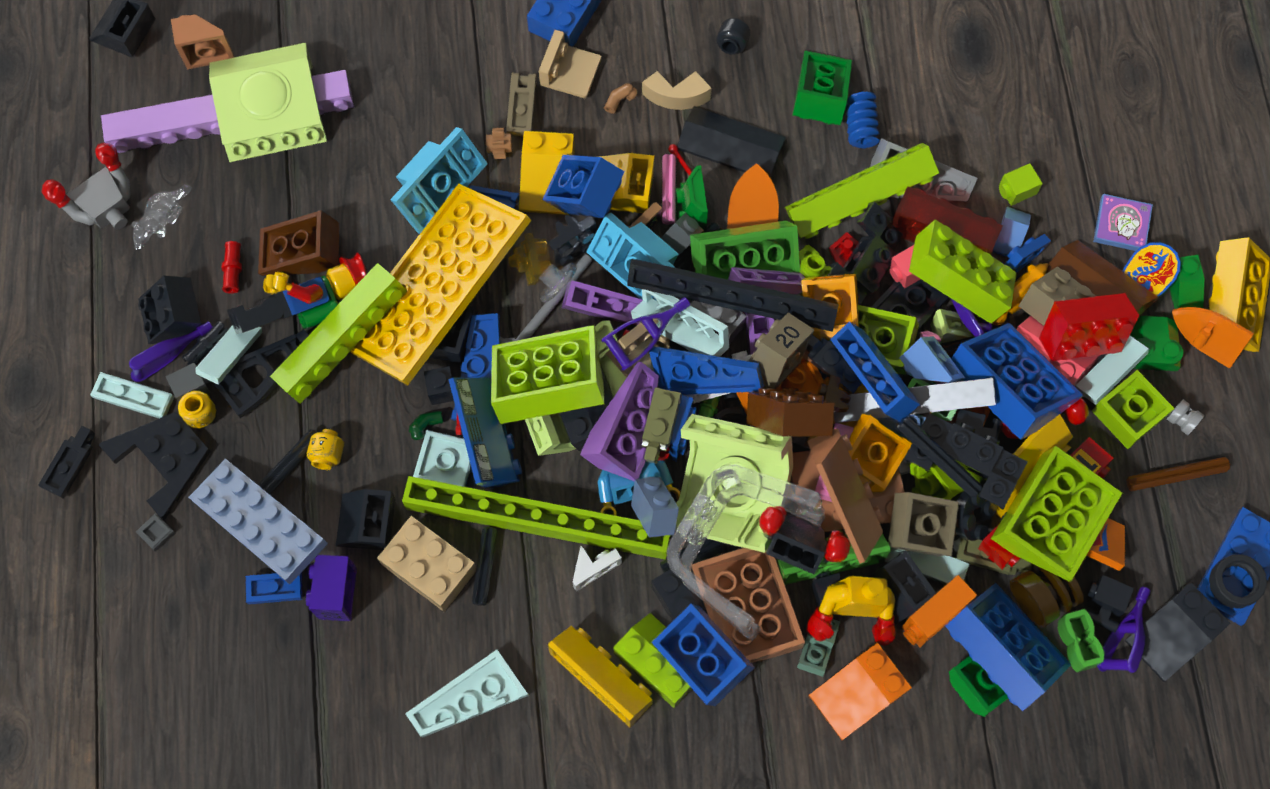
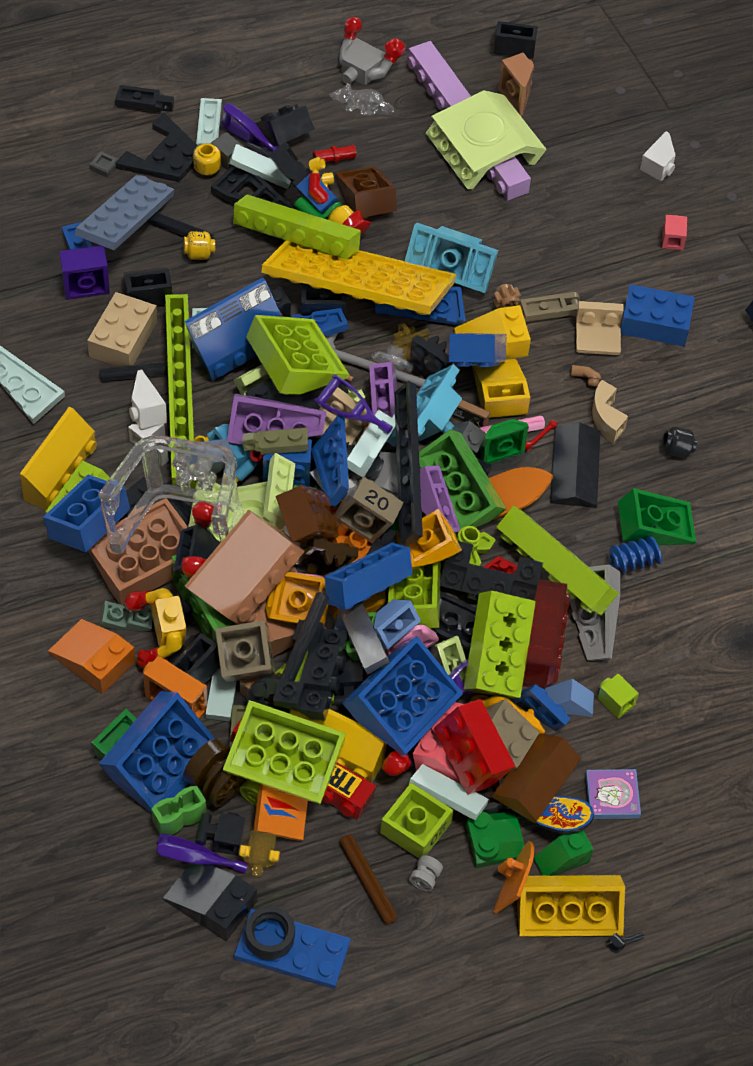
camera: 70 degrees right, 15 degrees down
(554, 558) = (147, 405): none -> white slope
(1137, 570) = (260, 851): none -> clear yellow piece

